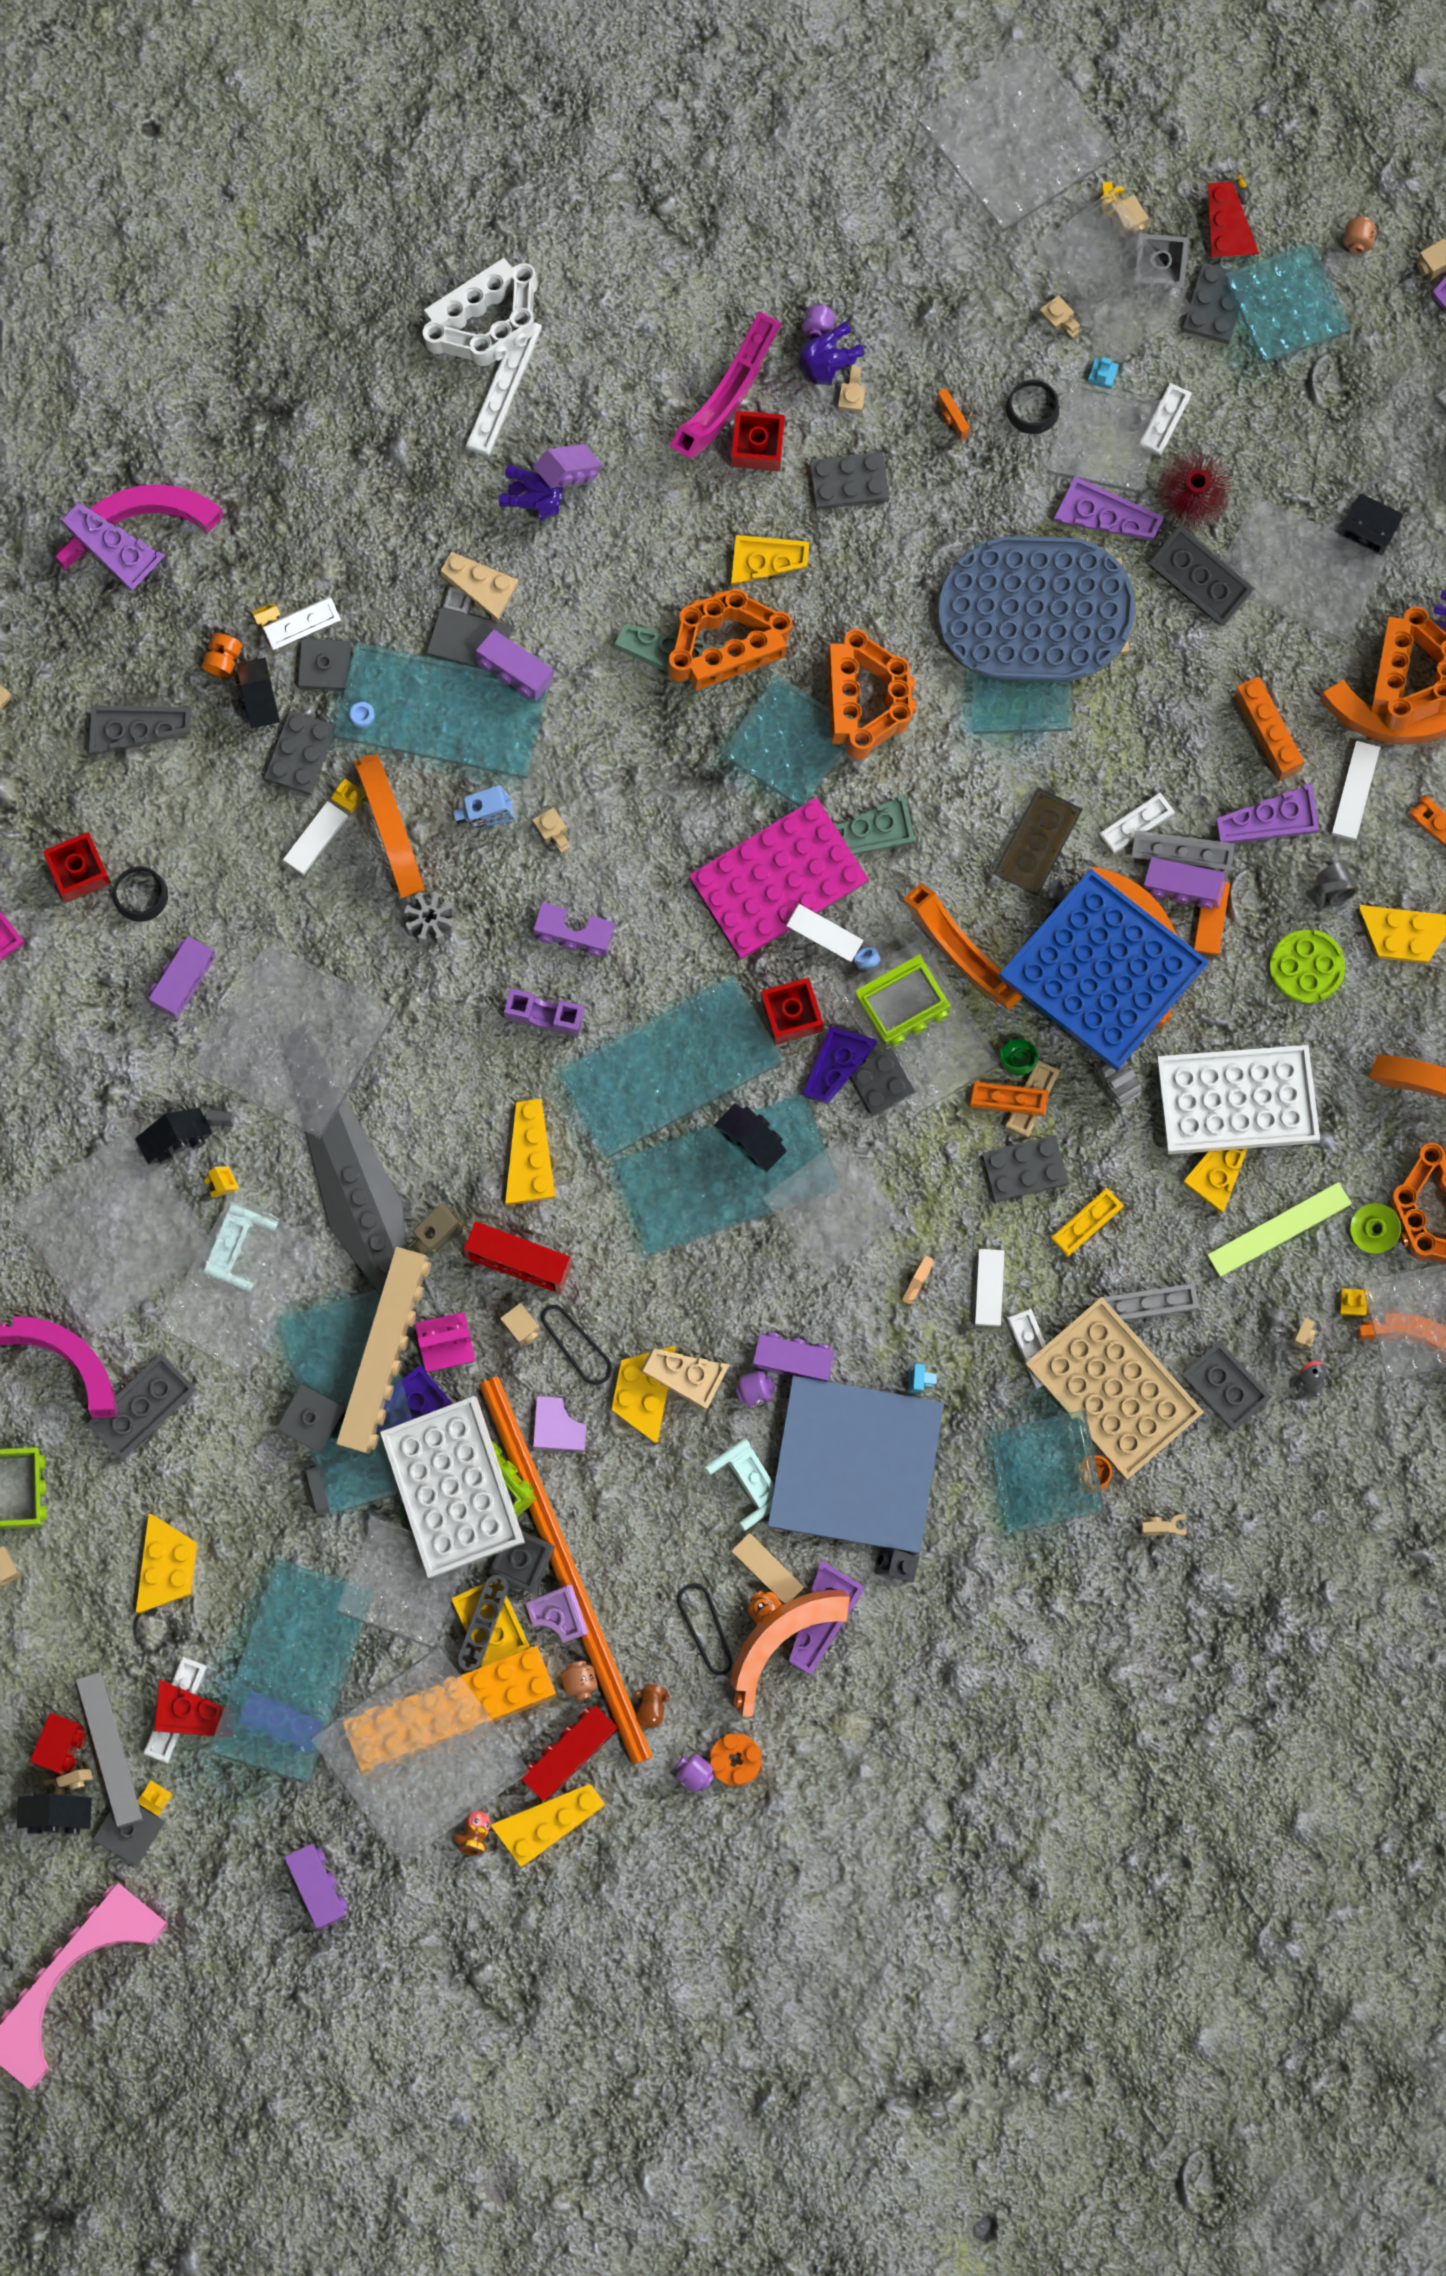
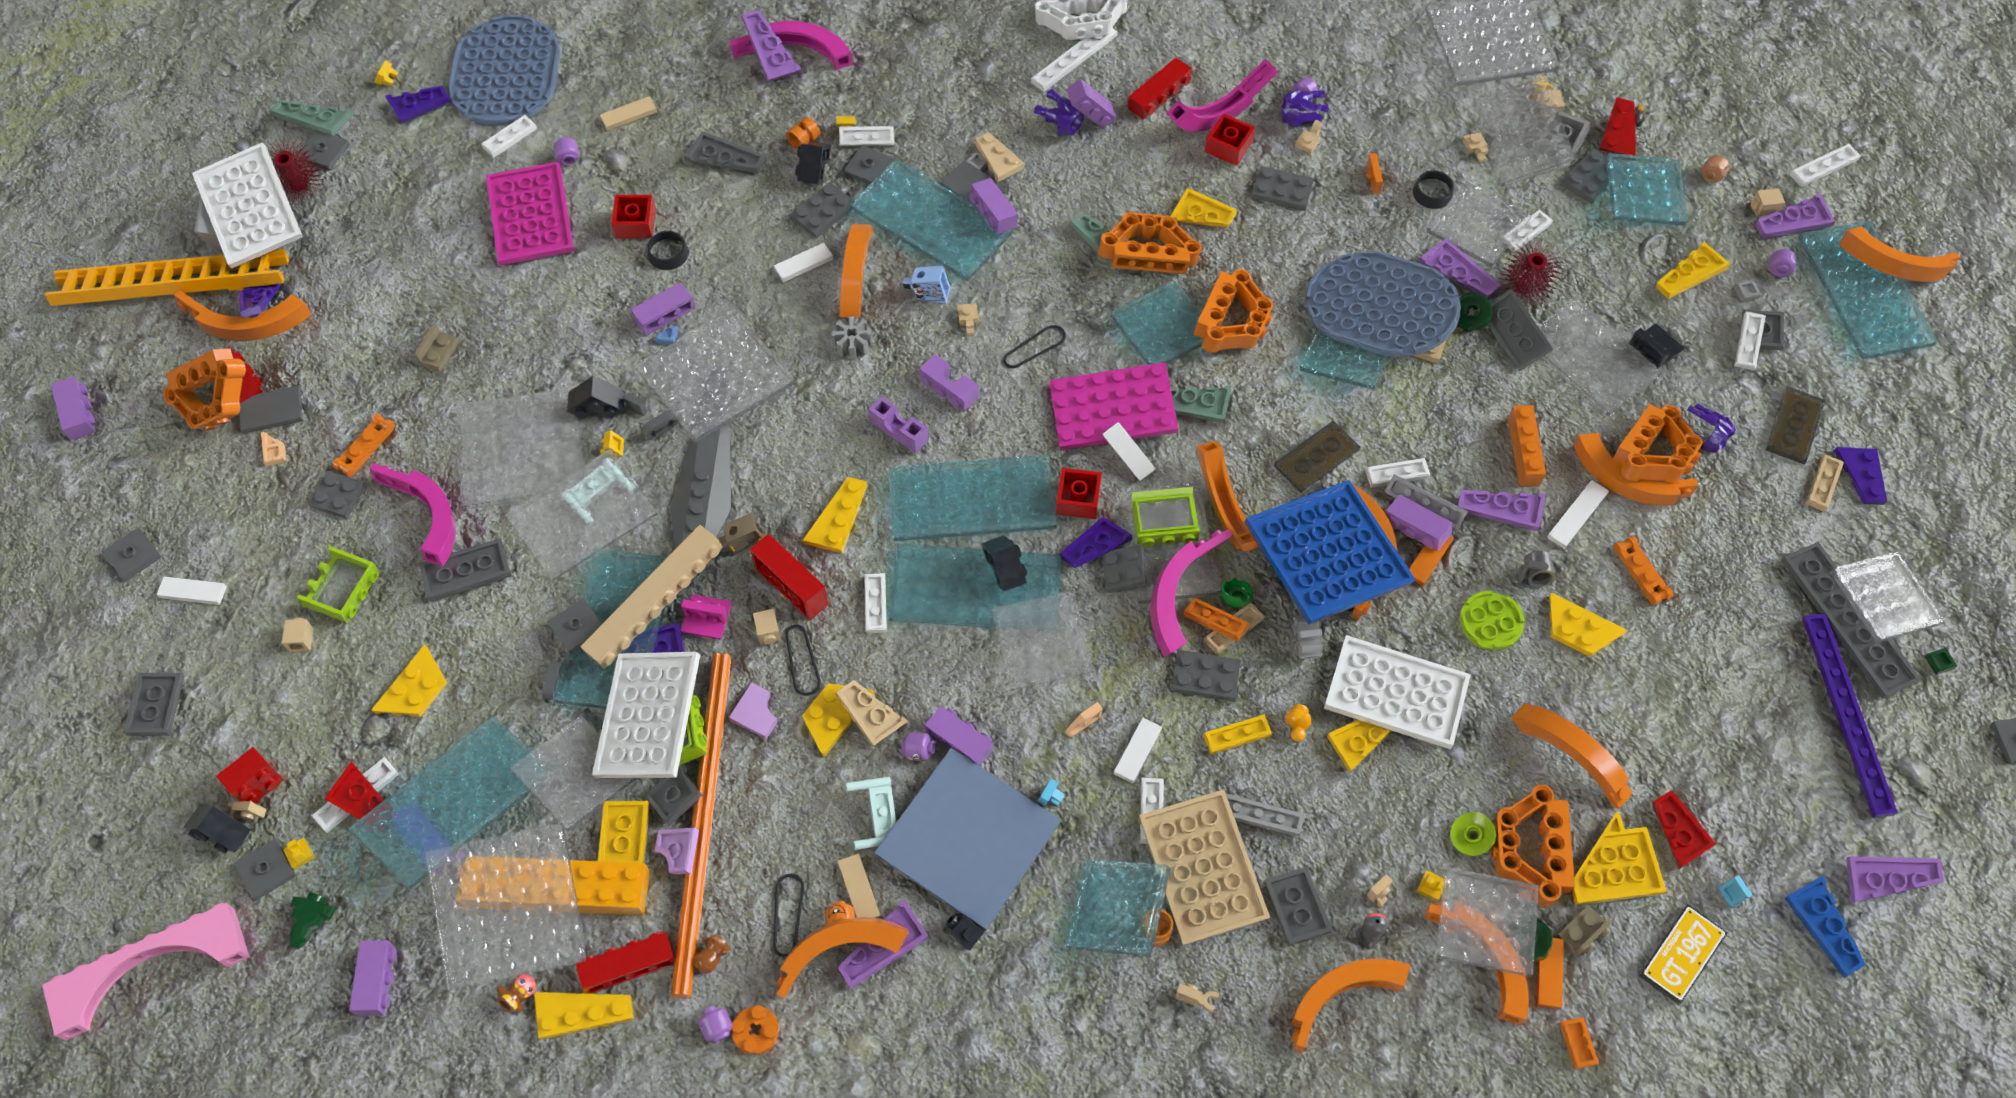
camera: 25 degrees right, 15 degrees down
(109, 1750) = (287, 802): light grey tile -> none
(205, 1010) = (667, 336): none -> medium blue tile
(208, 1858) = (307, 916): none -> dark green rock
(262, 1133) = (658, 425): none -> dark grey beam
(348, 796) = (837, 245): yellow tile -> none
(362, 715) = (875, 199): light blue tile -> none
(479, 1622) = (617, 831): dark grey beam -> none
(579, 1680) = (665, 908): nougat head -> none
(624, 1242) = (875, 603): none -> white tile
(636, 395) = (1159, 88): none -> red brick
(638, 828) = (1031, 338): none -> black piece
(867, 958) = (1152, 482): light blue tile -> none
(941, 1088) = (1162, 607): none -> dark pink arch
(1103, 373) = (1494, 186): medium azure tile -> none
(1147, 1178) = (1299, 720): none -> light orange animal
(1157, 569) = (1483, 313): none -> dark green plate
(1279, 1230) = (1391, 803): yellowish green tile -> none
(1327, 1423) = (1355, 974): none -> orange arch
(1384, 391) = (1697, 268): none -> yellow wing

